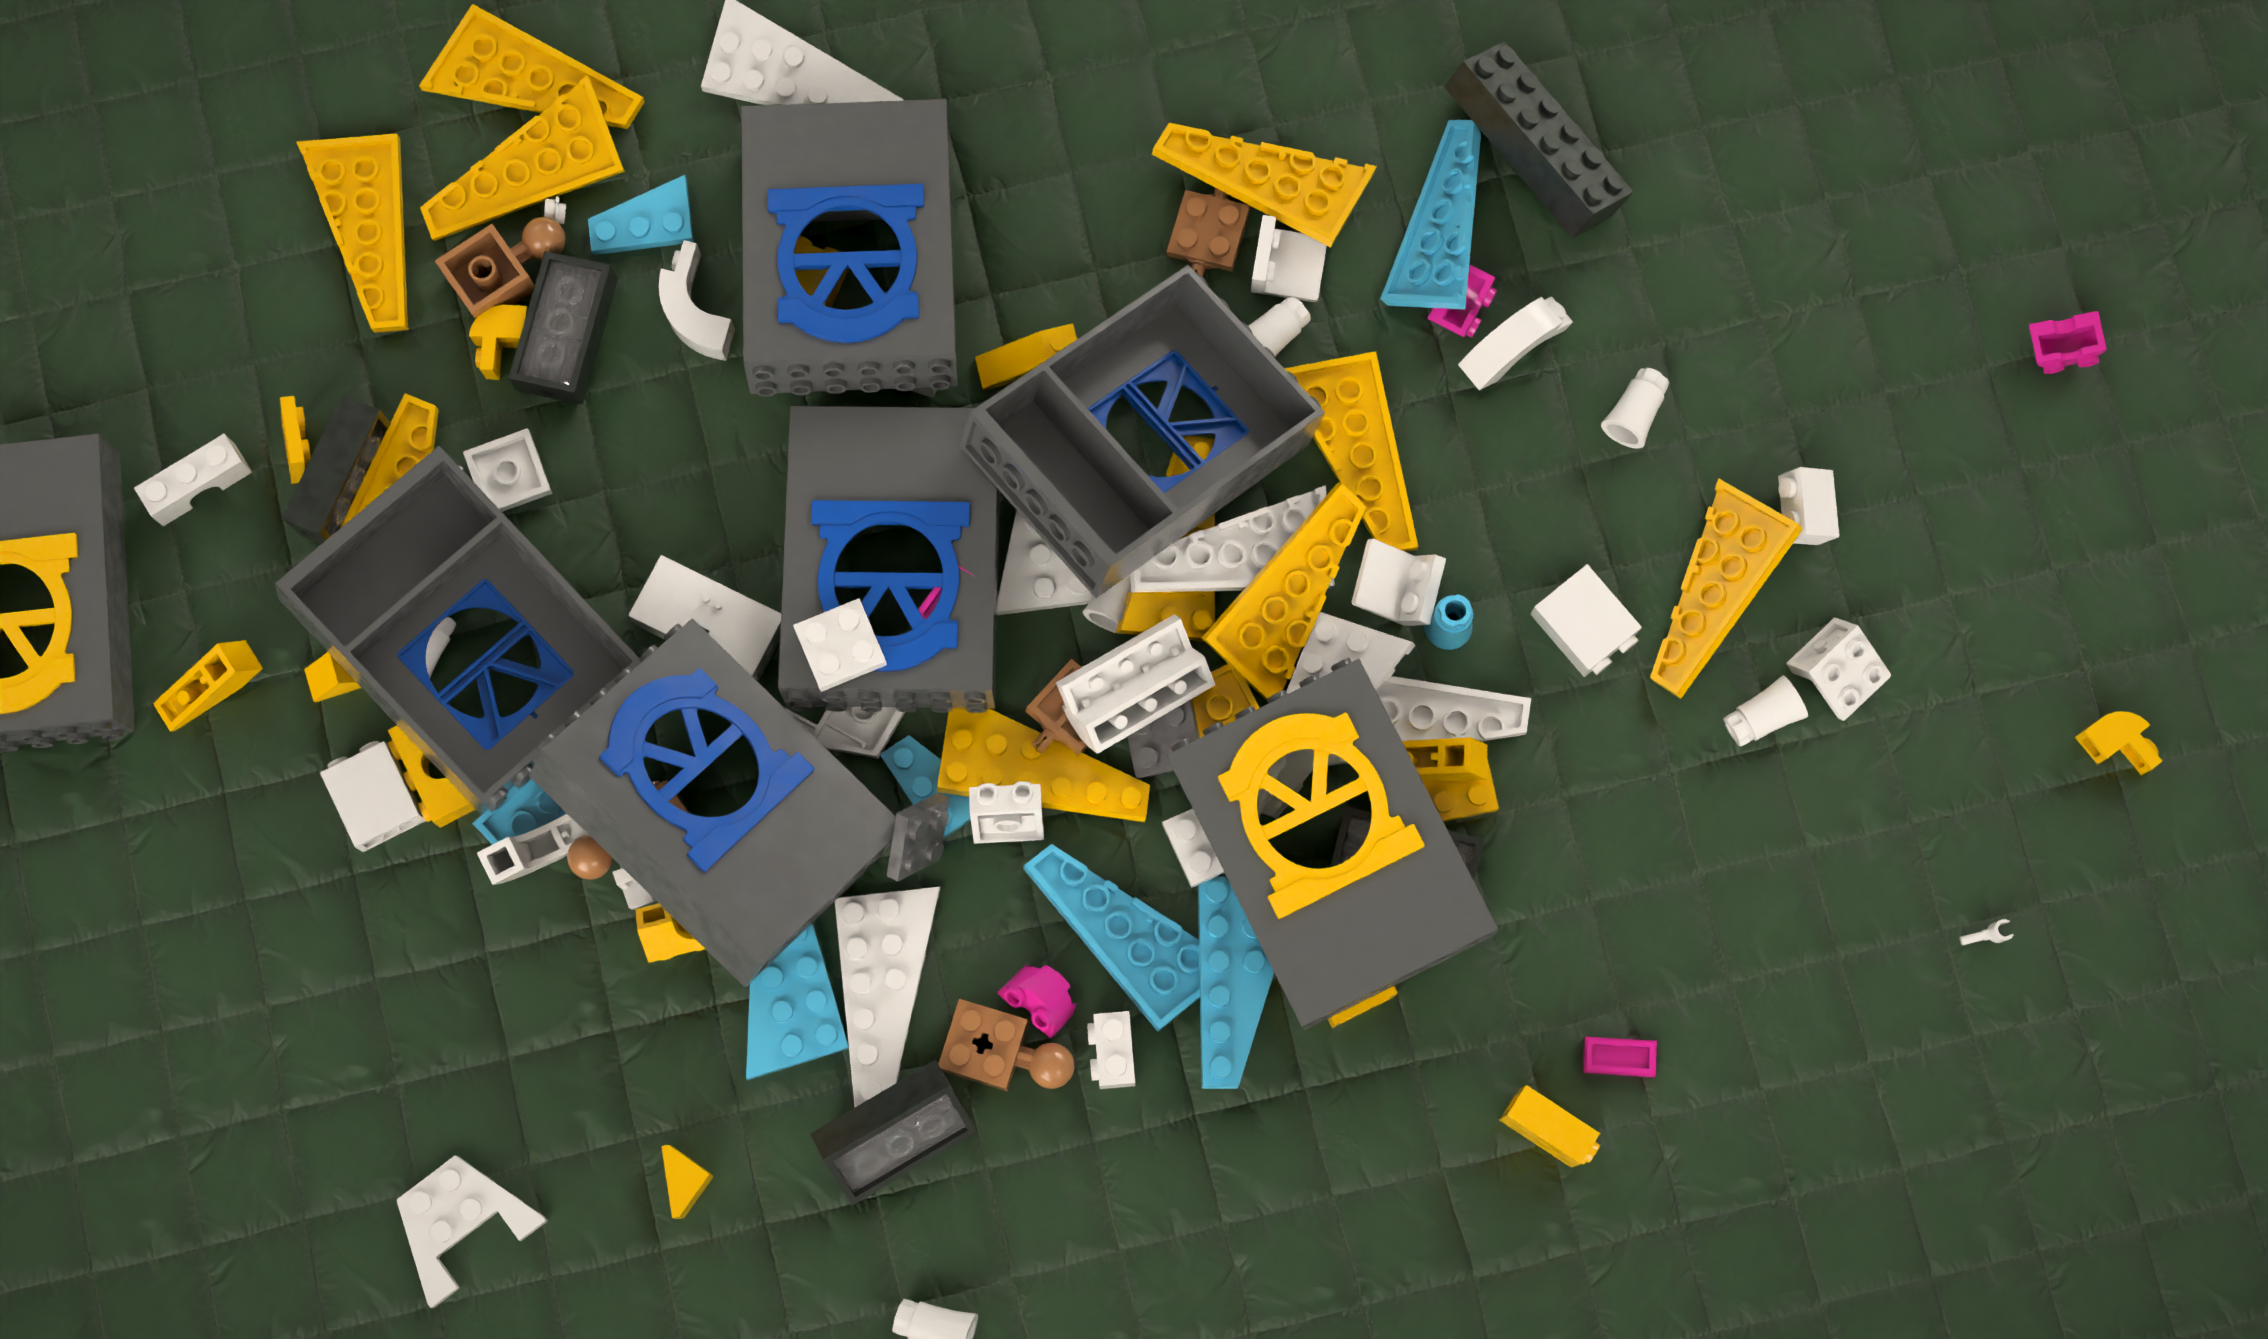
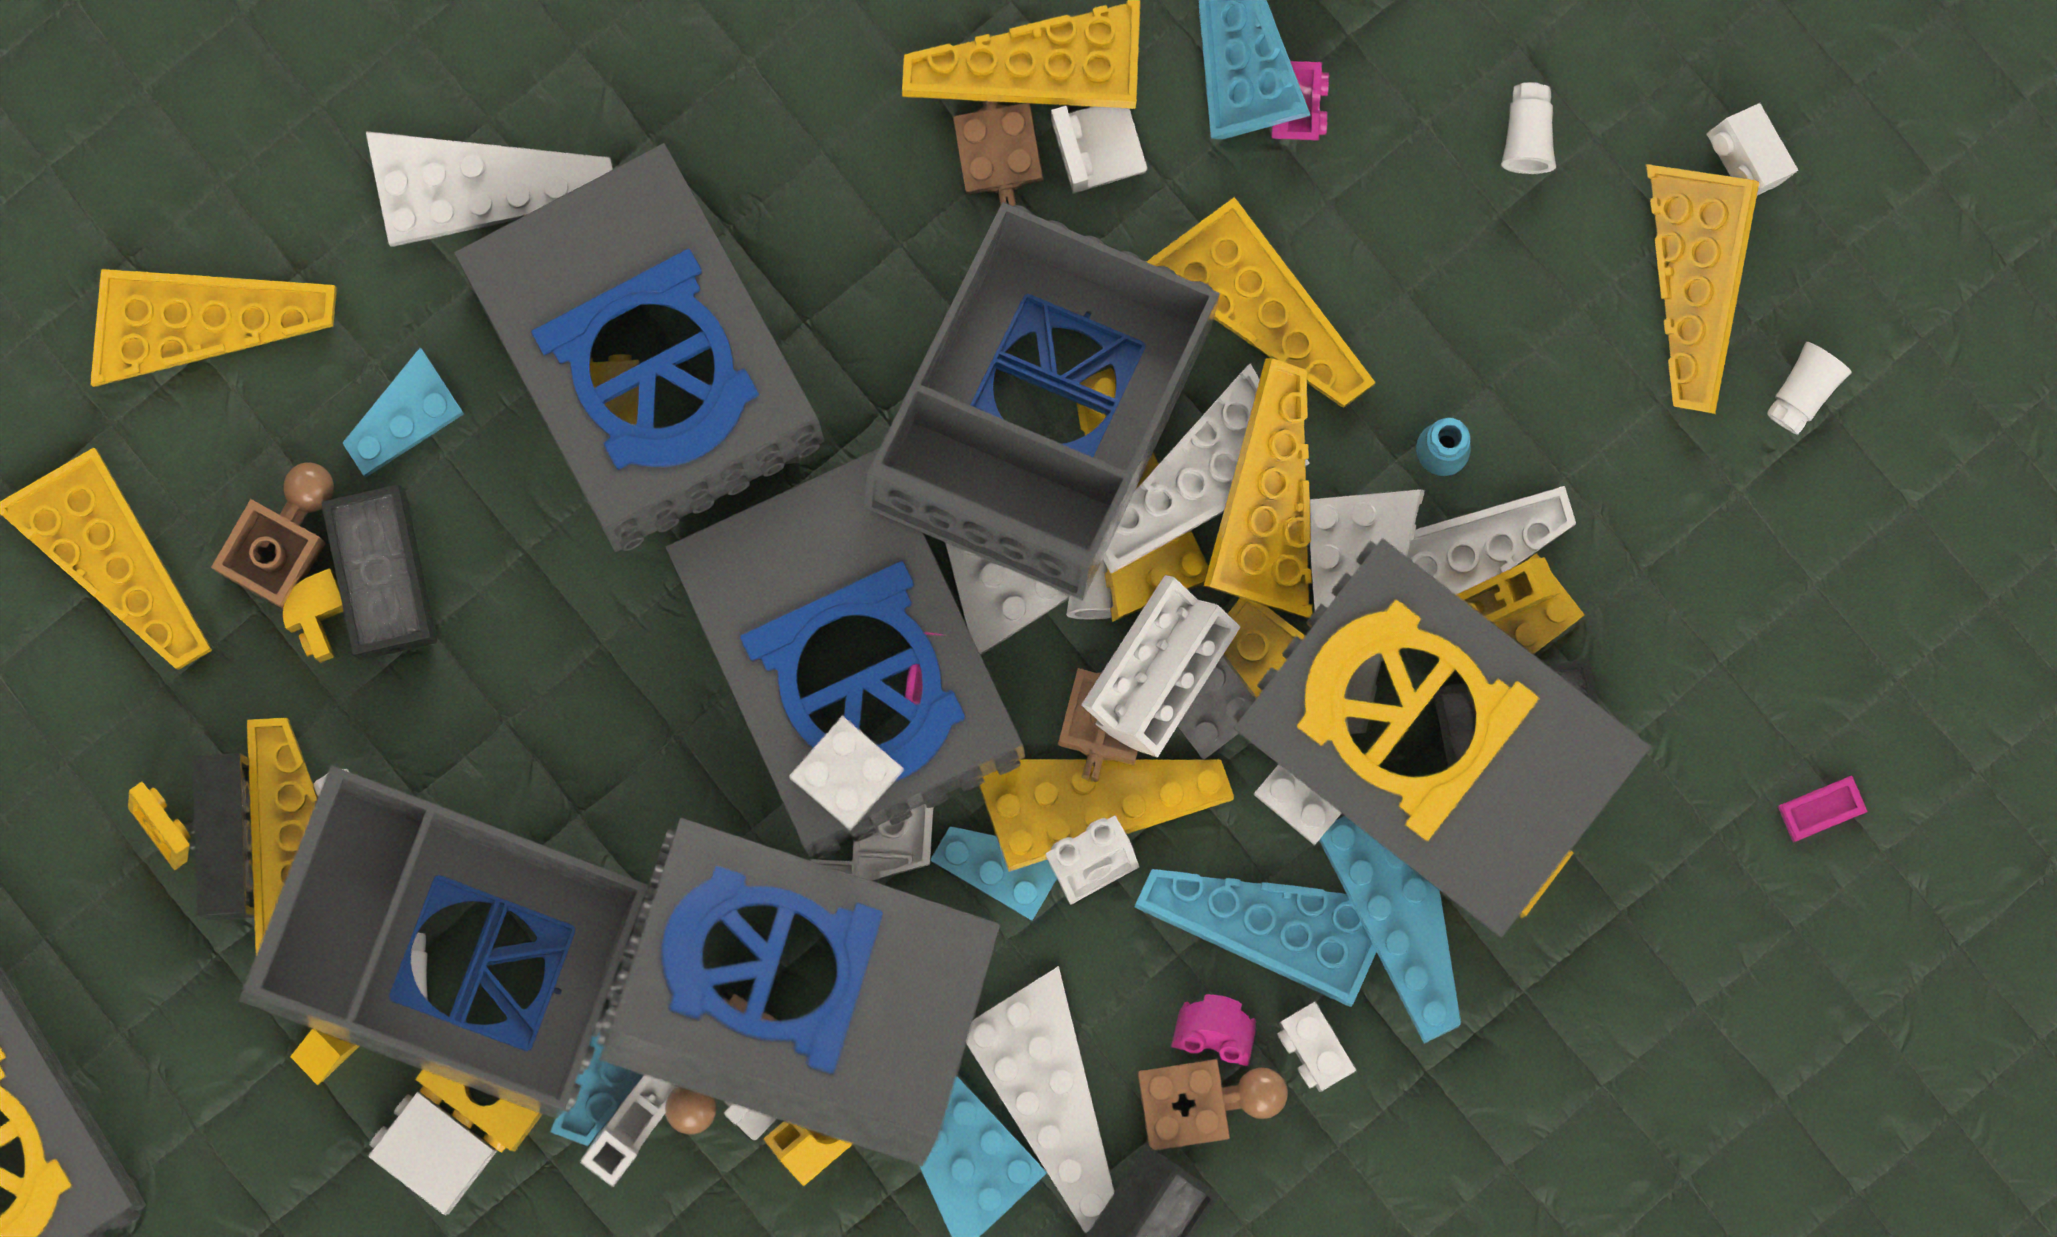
camera: 25 degrees left, 5 degrees up
(171, 490) = (62, 928): white arch -> none
(207, 683) = (199, 1120): yellow slope -> none
(508, 470) = (397, 748): white plate -> none
(541, 160) = (266, 399): yellow wing -> none
(555, 210) = (302, 450): white plate -> none
(697, 329) = (514, 506): white arch -> none
(733, 620) = (652, 798): white brick -> none
(918, 836) = (1017, 927): flat silver plate -> none
(1019, 357) = (878, 373): yellow slope -> none
(1280, 324) = (1122, 216): white plant -> none
(1398, 584) = (1375, 432): white bracket -> none
(1513, 340) = (1372, 119): white arch -> none
(1551, 1127) = (1789, 914): yellow brick -> none
(1586, 621) = (1583, 379): white brick -> none
(1841, 666) = (1859, 303): white bracket -> none

